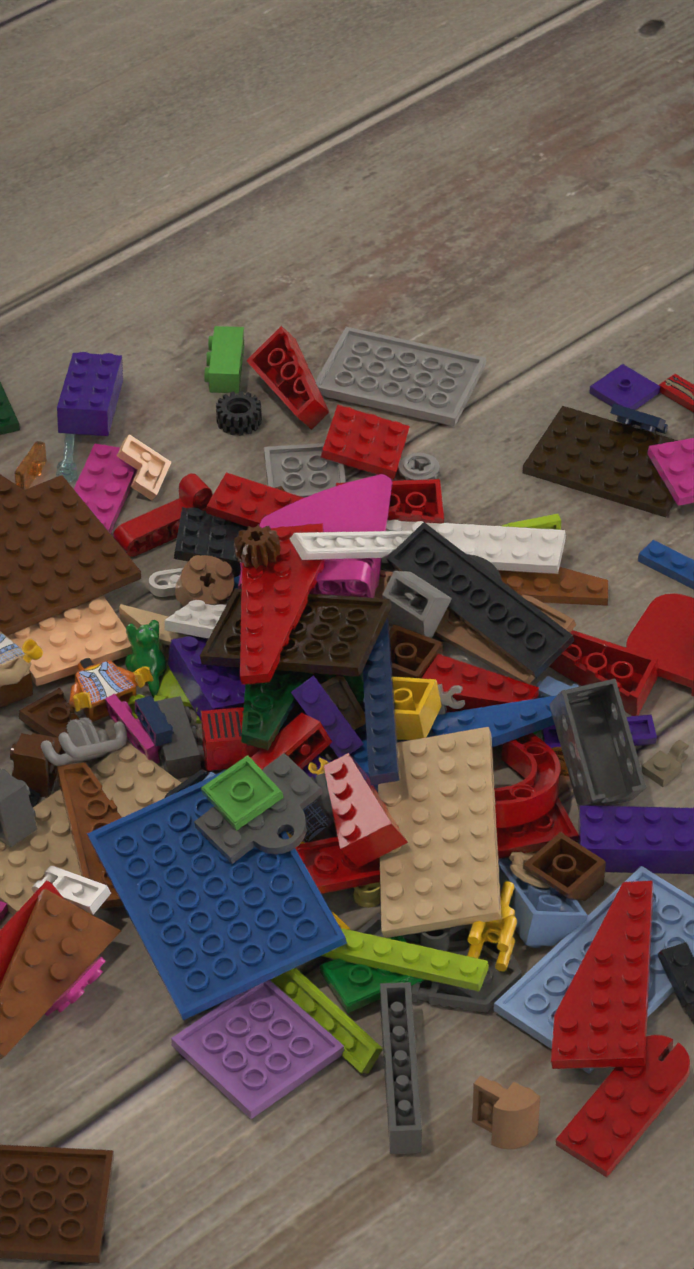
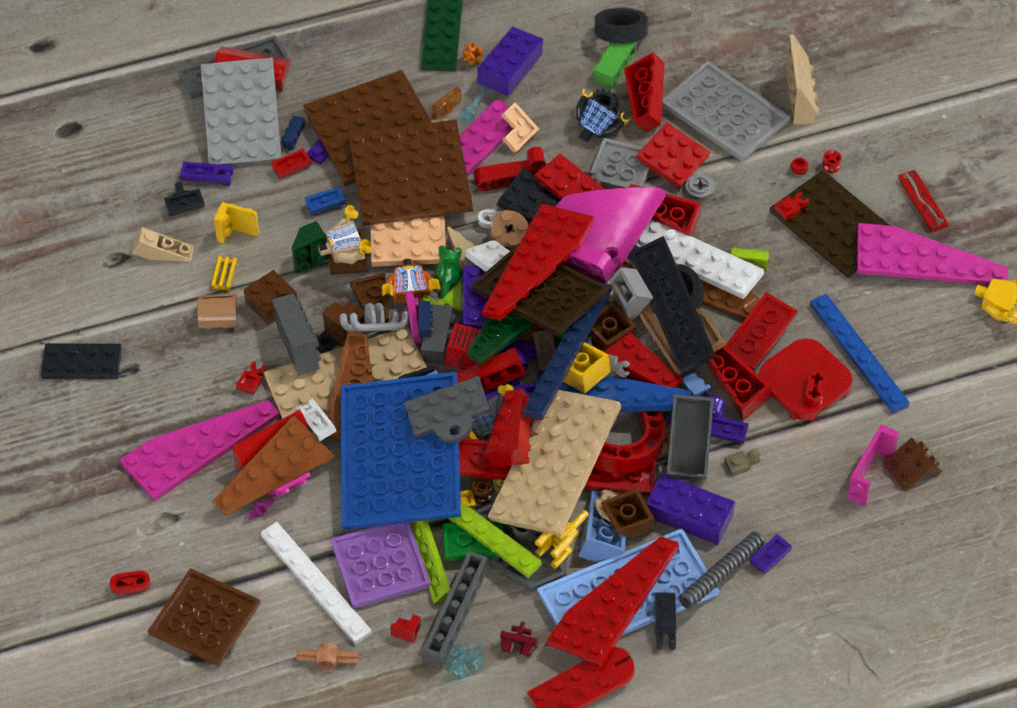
camera: 25 degrees right, 10 degrees up
(34, 400) = (468, 56): none -> orange gear
(45, 1036) = (260, 509): none -> magenta piece
(180, 1104) = (316, 583): none -> white plate
(213, 315) = (608, 20): none -> black tyre
(242, 792) = (438, 394): bright green tile -> none
(243, 425) = (597, 118): none -> black torso
(251, 1191) = (327, 656): none -> nougat axle
(257, 546) = (538, 221): reddish brown gear -> none
(320, 707) = (530, 354): dark purple plate -> none
(342, 1120) = (406, 629): none -> red panel
(347, 544) = (603, 236): white tile -> none
(348, 907) = (482, 491): none -> reddish brown wheel
(443, 1140) = (458, 667): none -> clear light blue hips
(479, 318) = (801, 84): none -> tan slope
(506, 1113) = (502, 665): medium nougat brick -> none
(509, 1070) = (509, 640): none -> dark red hips
(530, 410) = (799, 166): none -> red plate
(550, 455) = (790, 207): none -> red plate
(568, 393) = (831, 161): none -> red wheel
(602, 597) = (761, 330): none -> red plate
(624, 388) = (874, 170): dark purple plate -> none
(644, 420) = (865, 196): dark blue plate -> none

